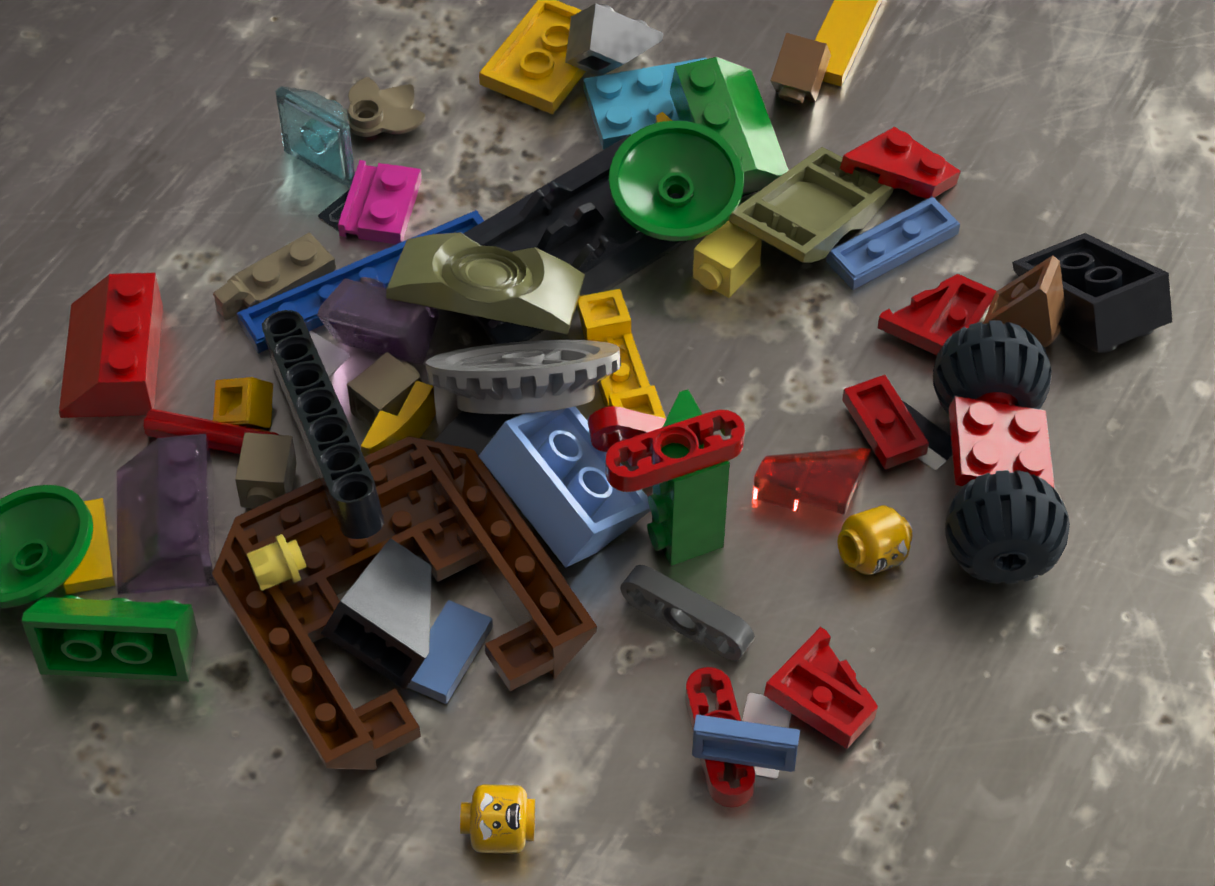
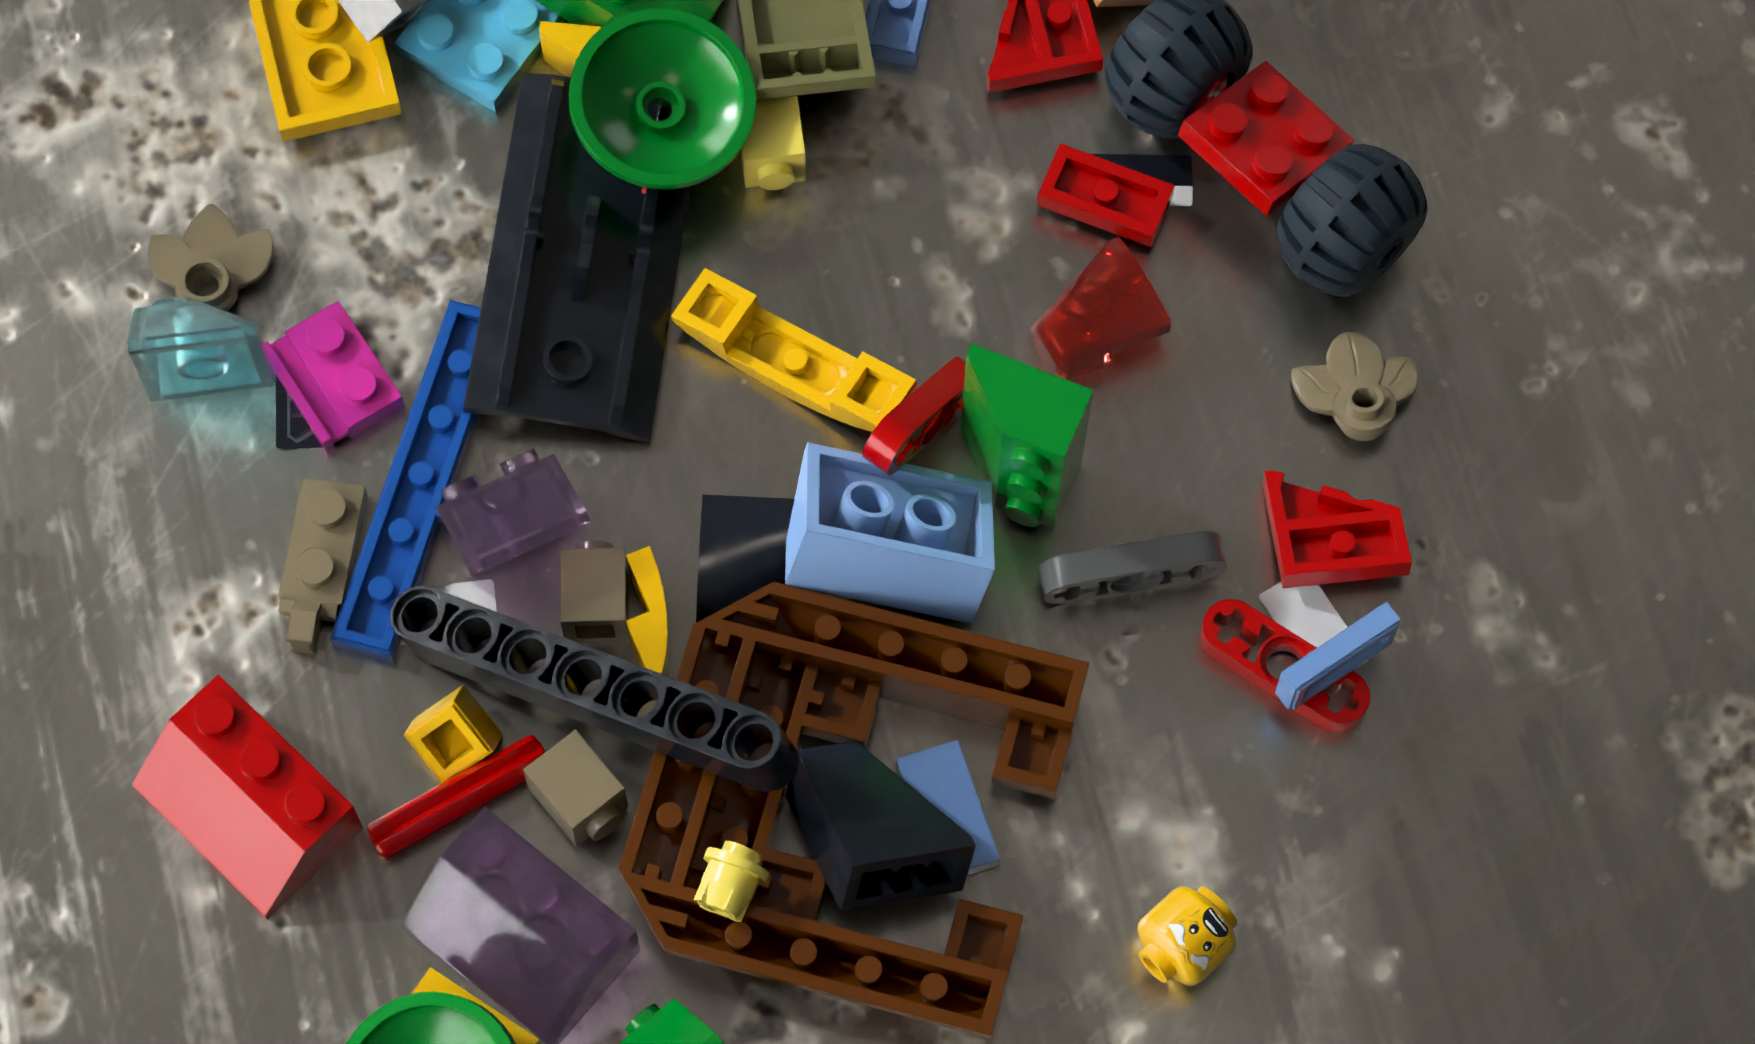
camera: 45 degrees left, 15 degrees up
(487, 281) = (584, 384): olive slope -> none
(524, 374) = (737, 450): light grey gear -> none
(666, 468) = (1036, 471): red beam -> none
(875, 540) = (1226, 335): yellow head -> none
(927, 630) = (1357, 378): none -> dark tan plate

